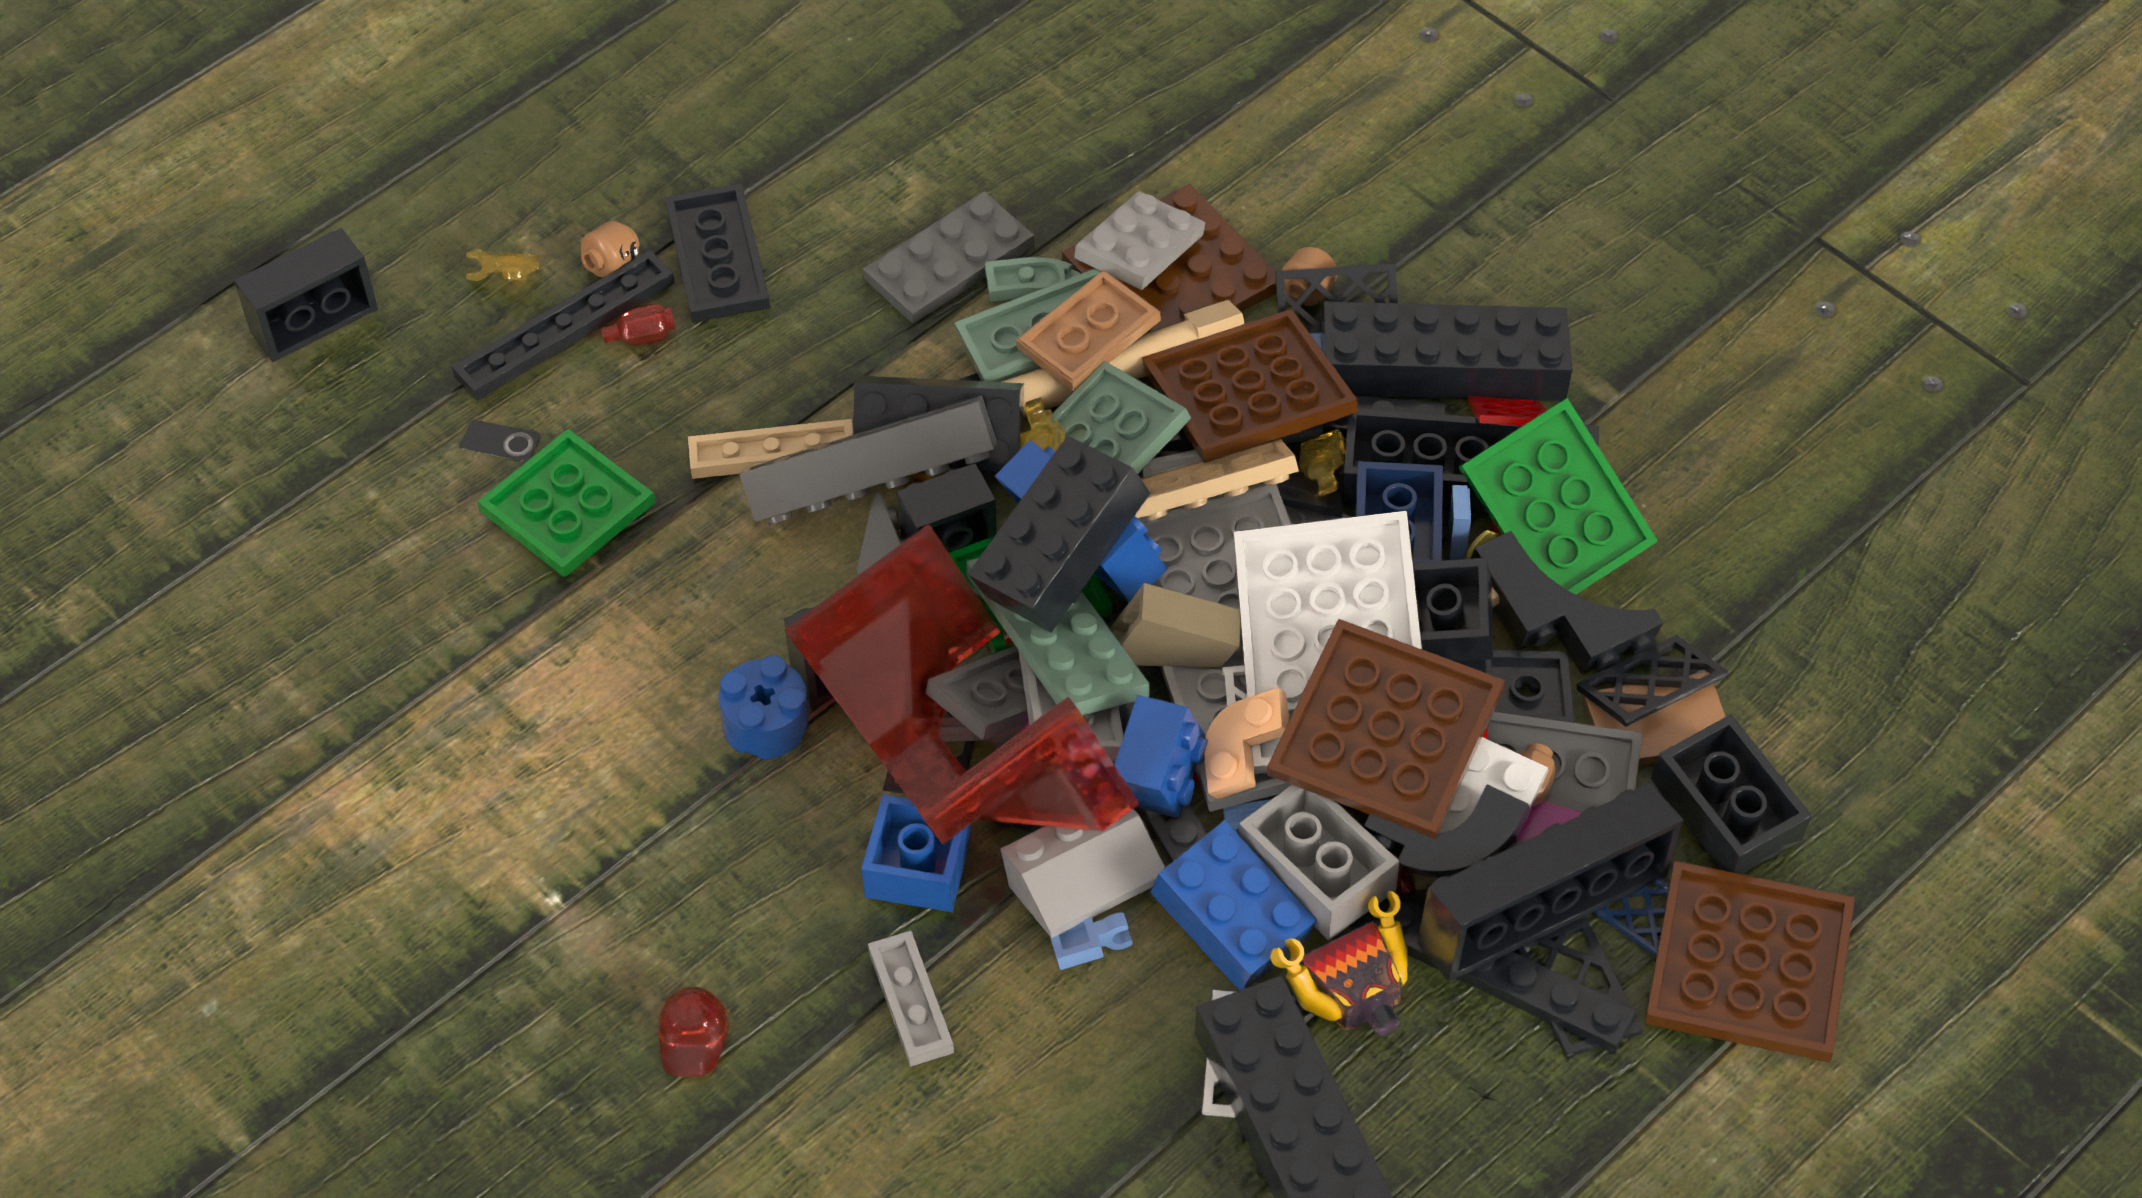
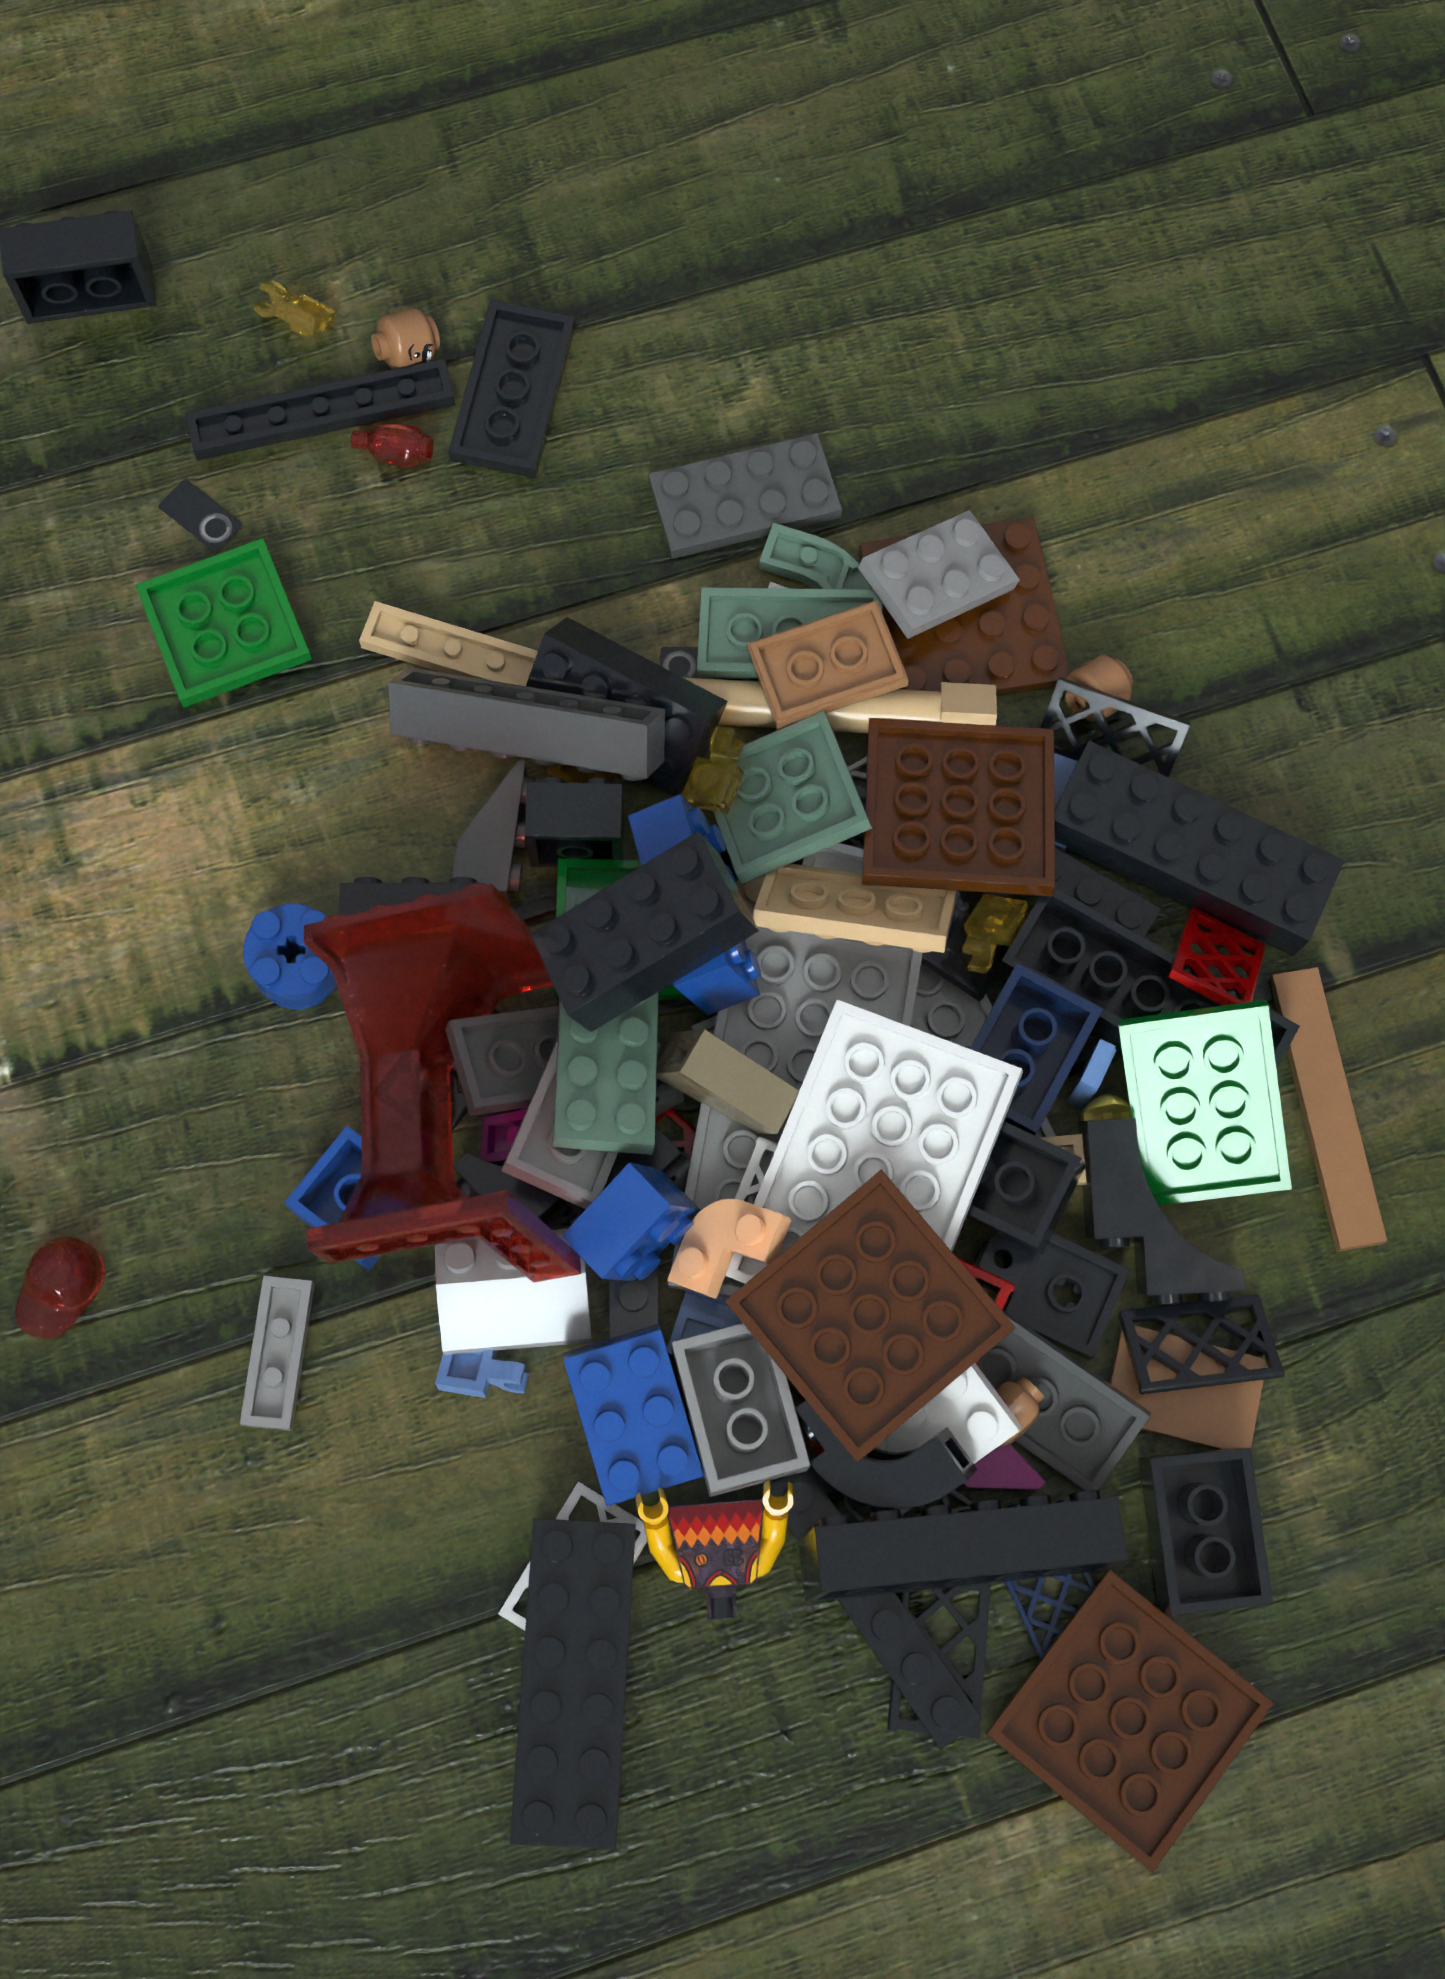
camera: 20 degrees right, 20 degrees up
(1665, 498) = (1328, 1112): none -> medium nougat tile

